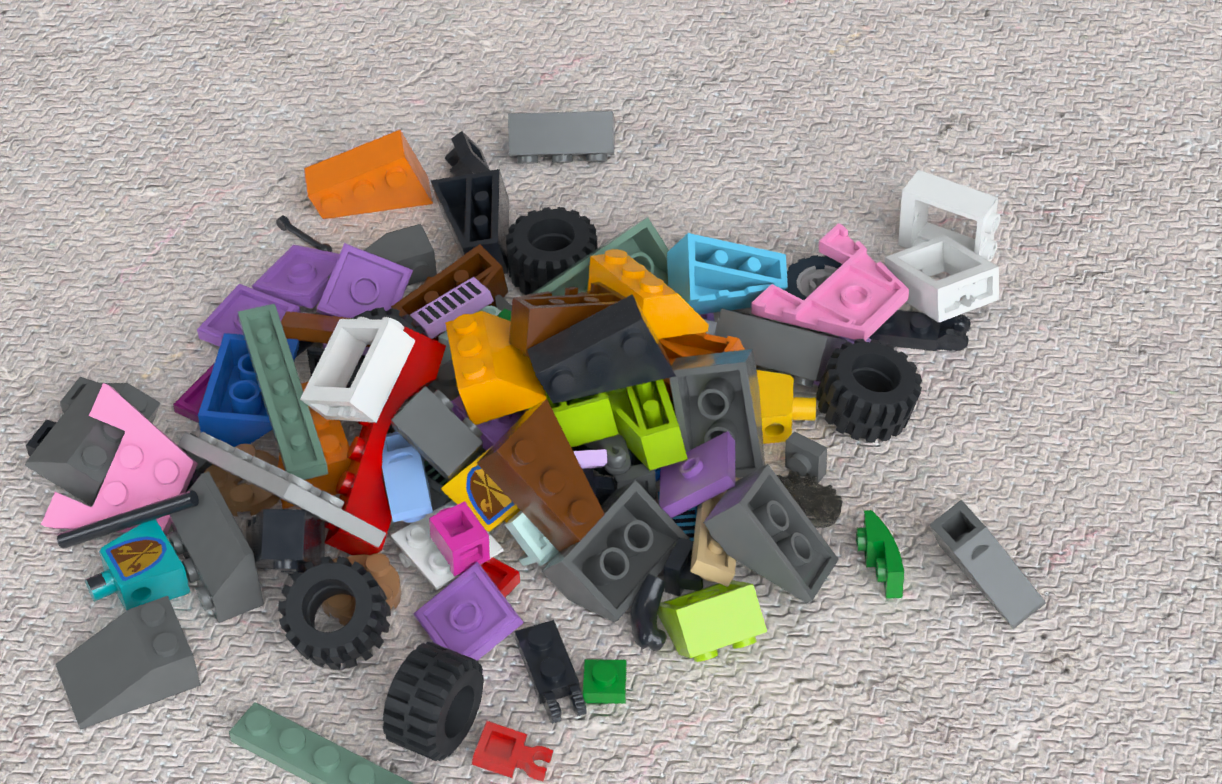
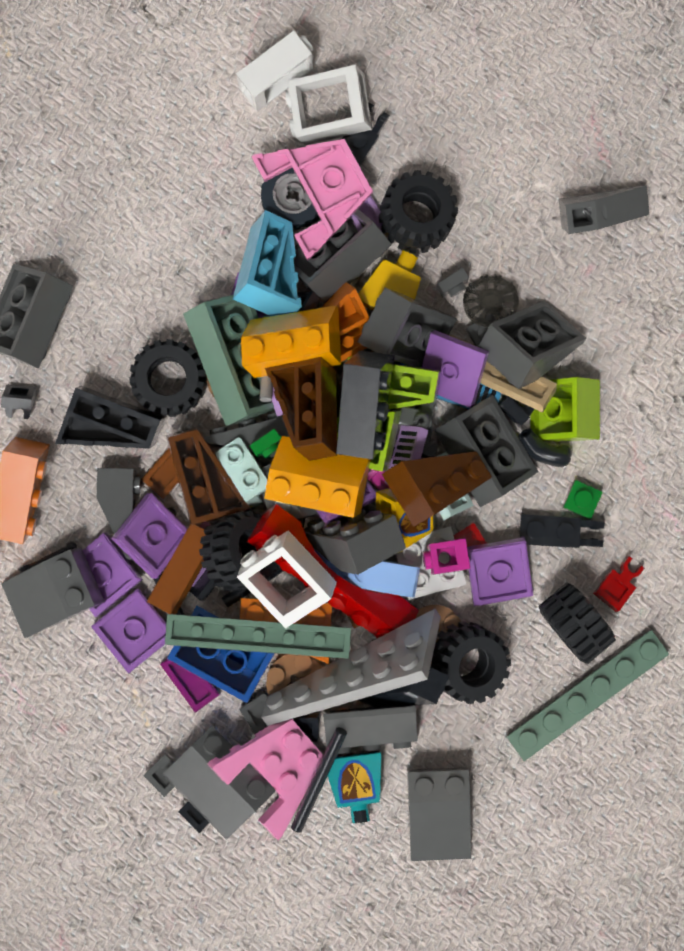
camera: 70 degrees left, 40 degrees up
(271, 241) = (53, 592): none -> dark grey slope
(463, 299) = (226, 483): lavender tile -> none
(881, 553) = (550, 272): green slope -> none

